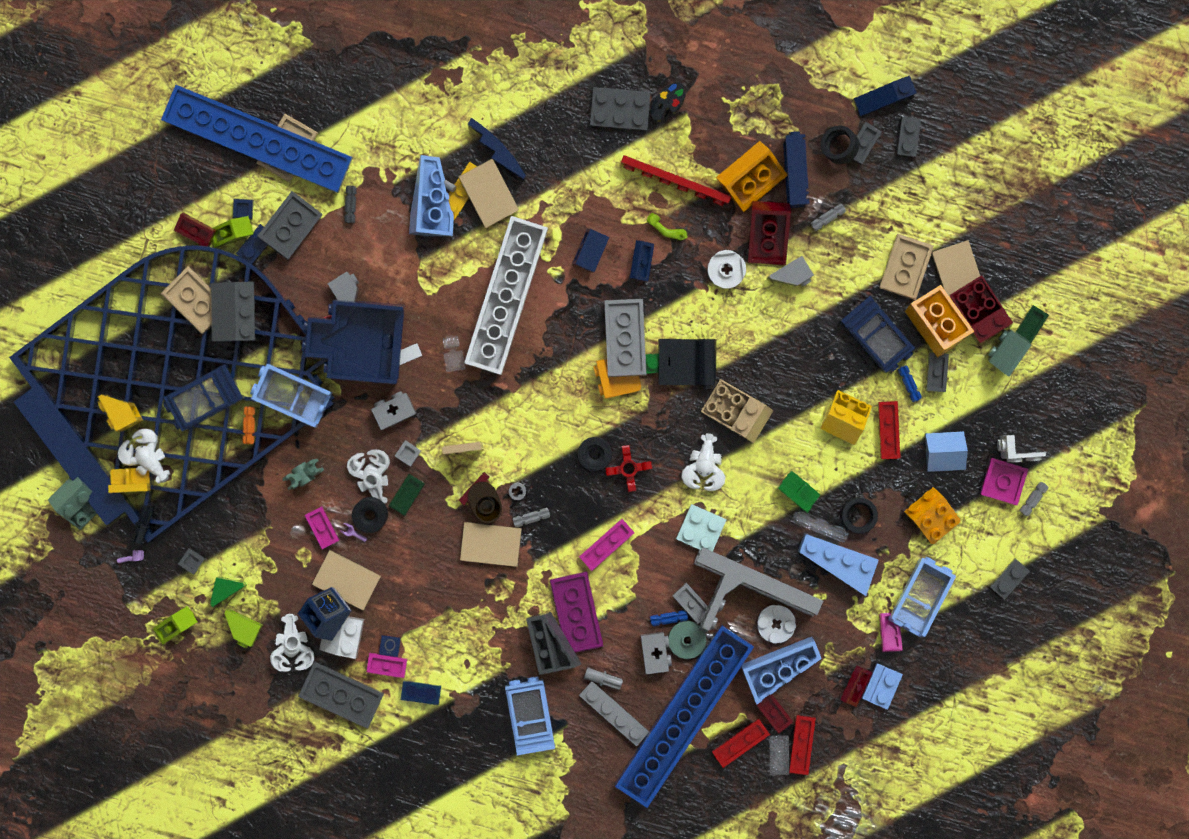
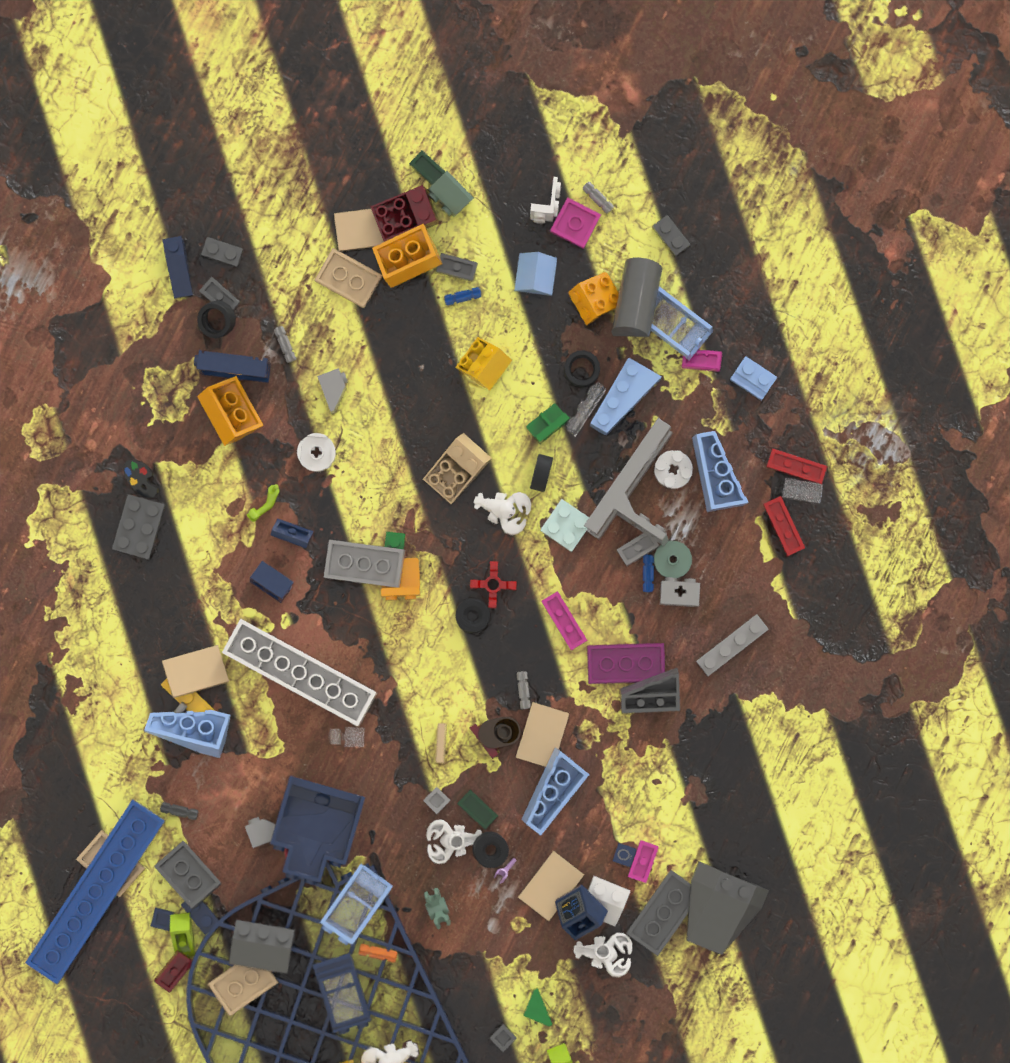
camera: 75 degrees left, 5 degrees down
(243, 628) = (579, 998): lime slope -> none
(322, 527) = (494, 900): dark pink plate -> none
(356, 748) = (720, 907): none -> dark grey wedge
(387, 419) = (394, 795): light grey brick -> none
(410, 353) = (338, 780): white sticker -> none
(421, 692) = (676, 832): clear blue plate -> none
(439, 566) = (554, 790): none -> light blue wedge
(501, 155) = (159, 651): dark blue slope -> none
(520, 496) = (501, 698): light grey bush -> none
(530, 716) = (719, 728): light blue door -> none
(603, 678) = (696, 649): light grey axle -> none
(682, 184) = (215, 492): red plate -> none
(683, 715) = (746, 576): blue brick -> none
(689, 362) = (400, 505): black door -> none
(747, 495) = (541, 473): none -> black tyre
(769, 232) = (288, 404): dark red slope -> none
(774, 713) = (760, 487): dark red plate -> none
(856, 686) = (748, 403): dark red plate -> none
(877, 335) = (410, 318): dark blue door -> none
(889, 430) = (504, 324): red plate -> none
(939, 557) = (637, 298): none -> dark grey brick

